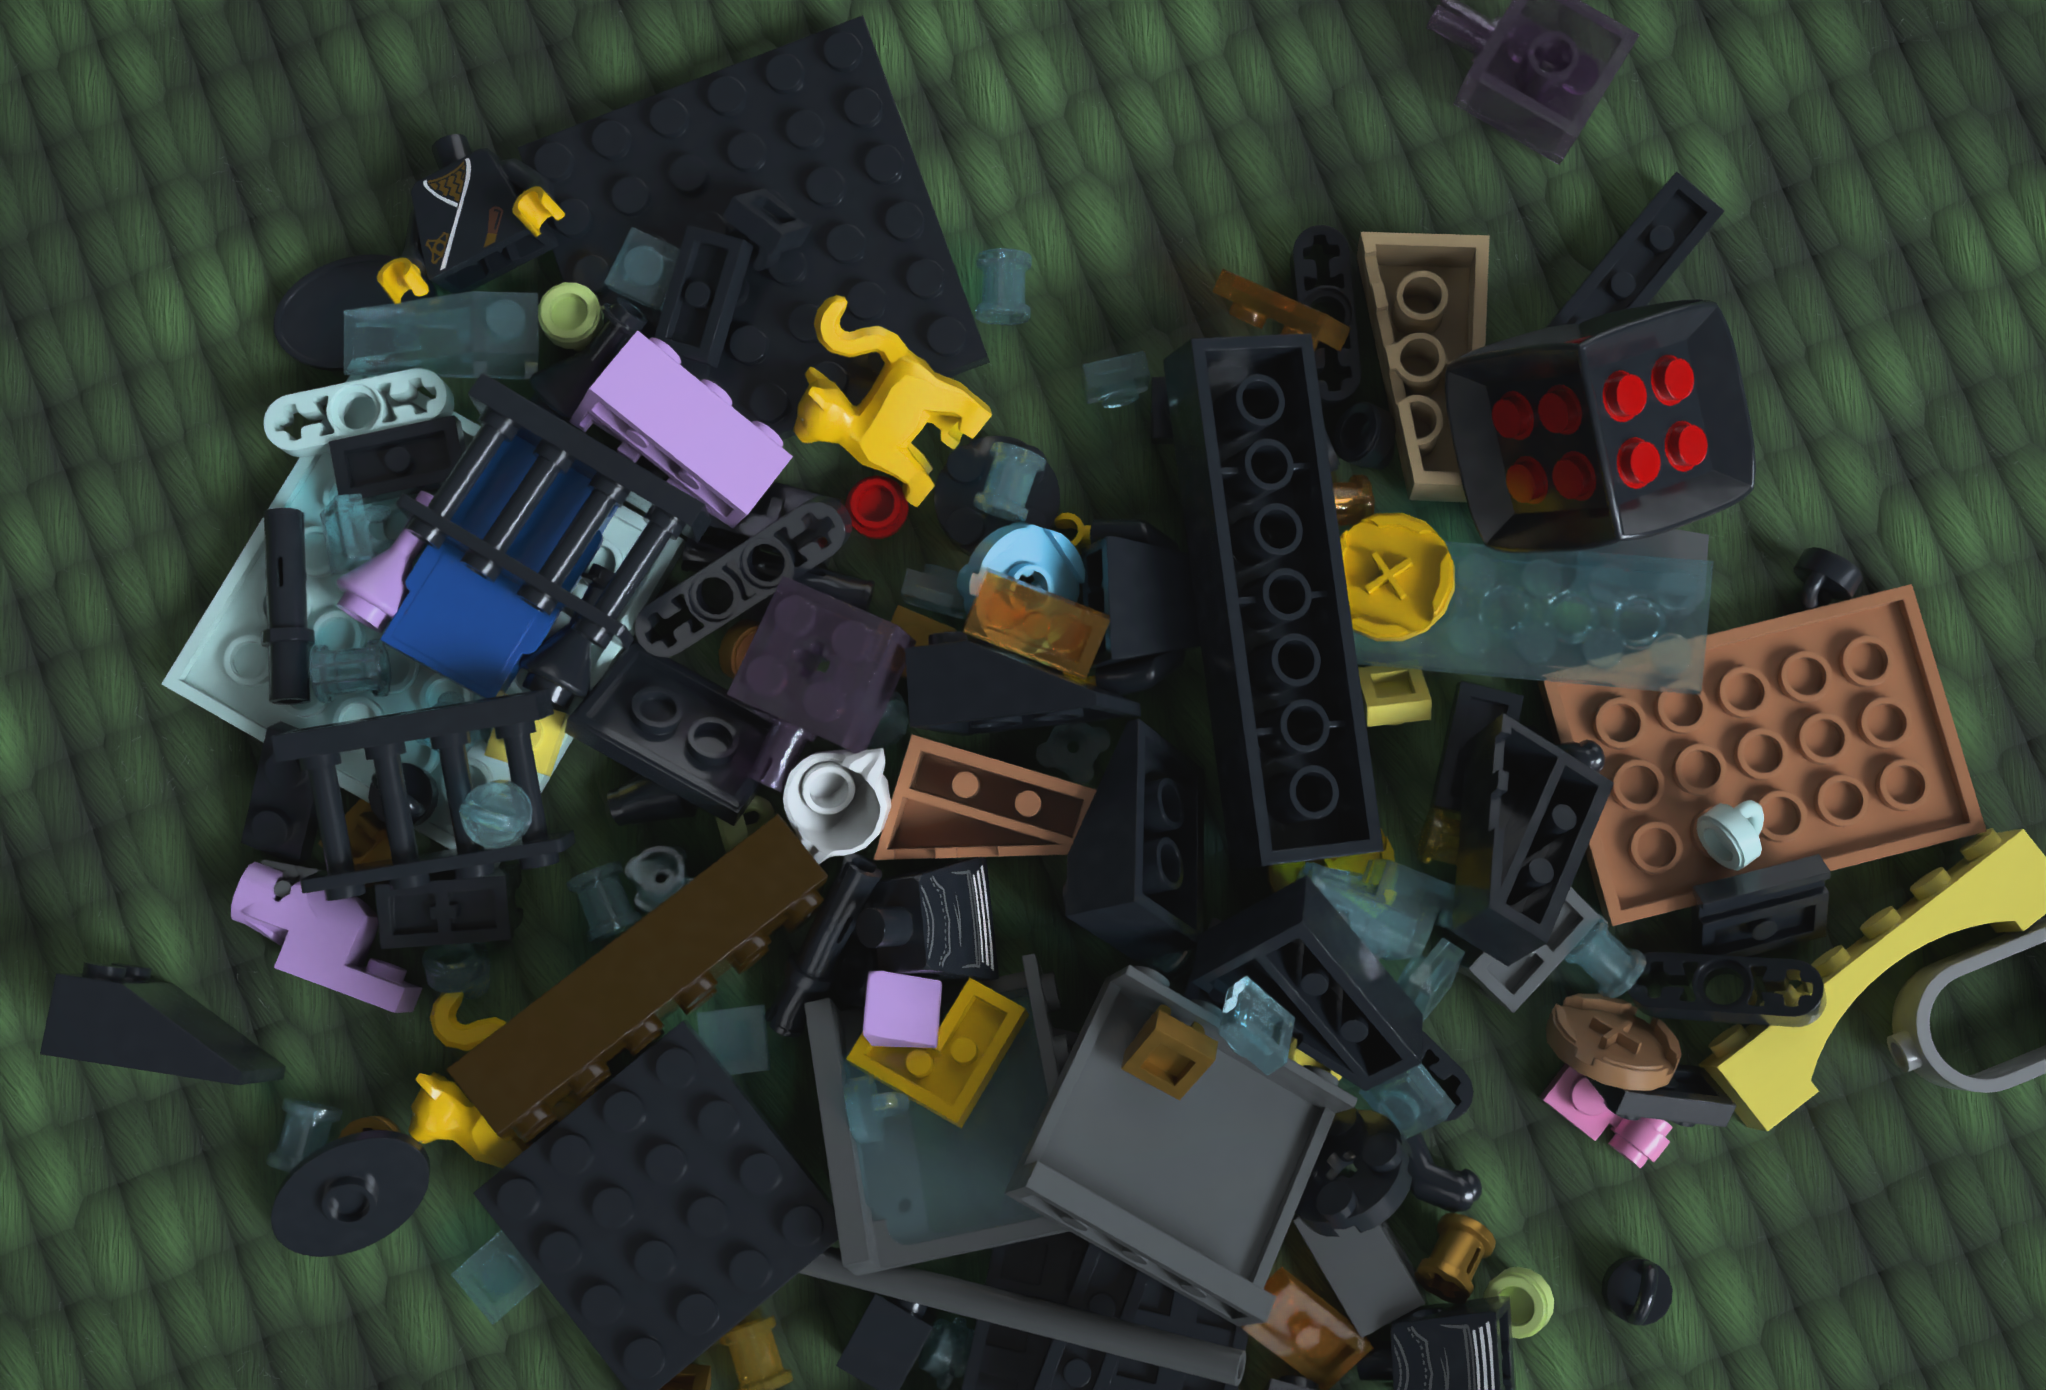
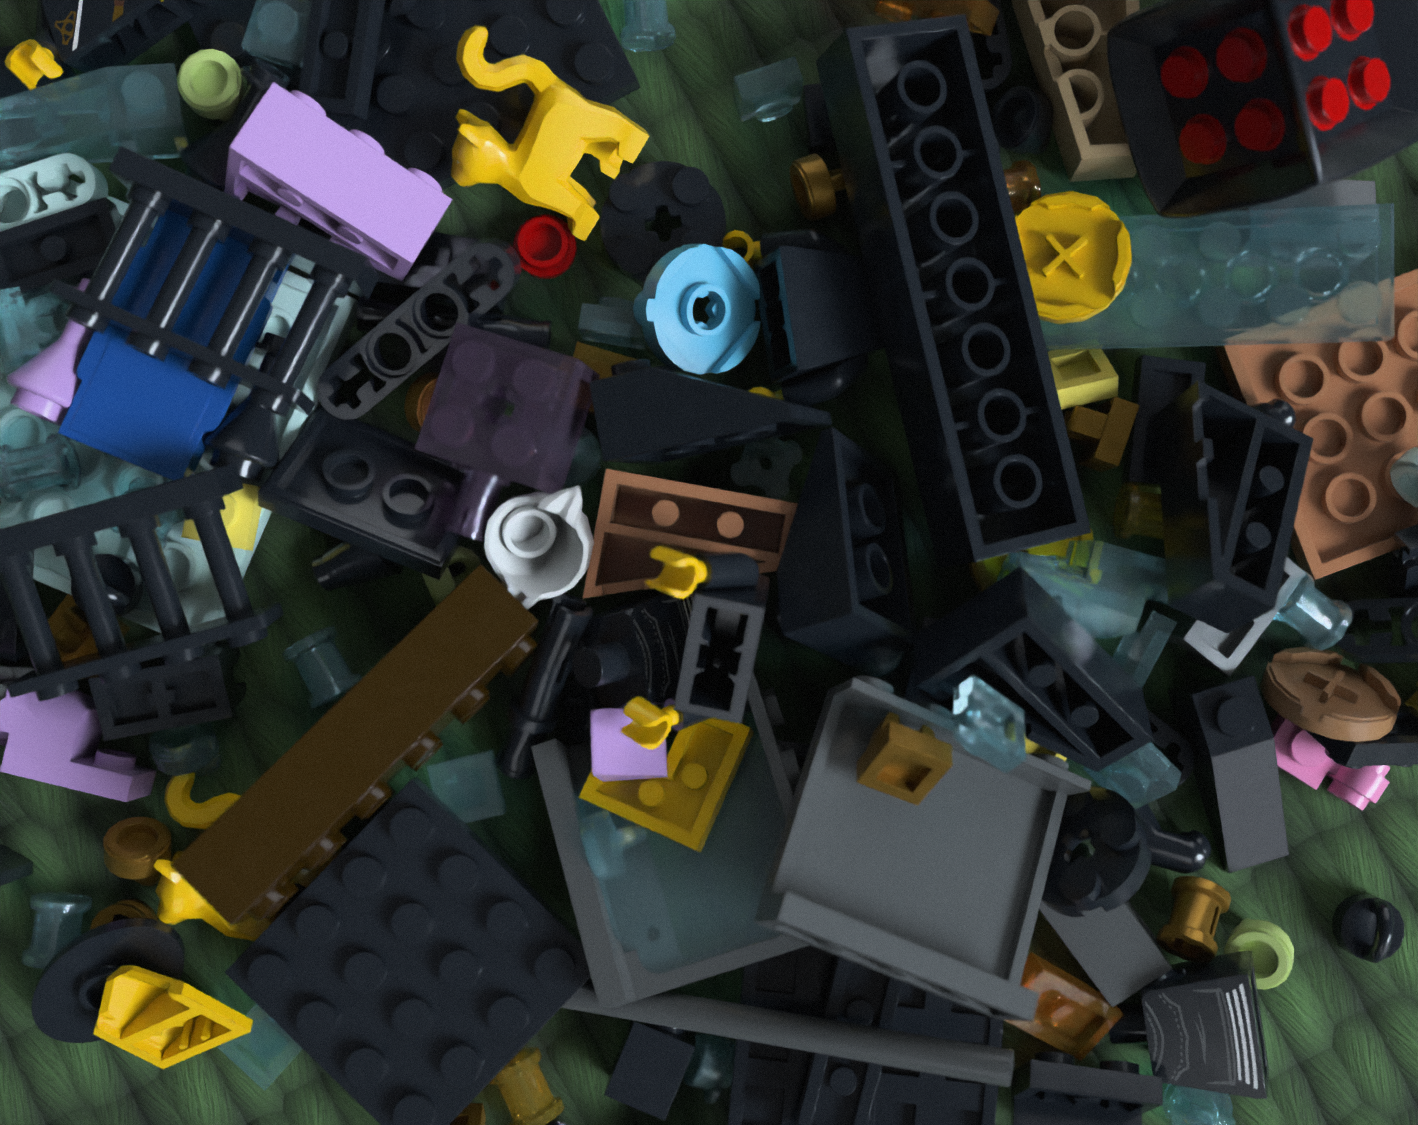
camera: 10 degrees left, 5 degrees up
(394, 1062) = (135, 846): none -> pearl gold tile
(403, 1235) = (163, 1017): none -> yellow slope
(496, 813) = (194, 596): clear light blue tile -> none
(652, 863) = (362, 626): clear light blue plate -> none
(1001, 919) = (718, 643): none -> black torso
(1009, 481) = (674, 203): clear light blue bush -> none
(1036, 623) = (718, 342): clear orange plate -> none
(1152, 478) = (815, 186): none -> pearl gold tile
(1410, 752) = (1101, 432): none -> pearl gold tile
(1513, 1111) = (1234, 767): none -> black slope

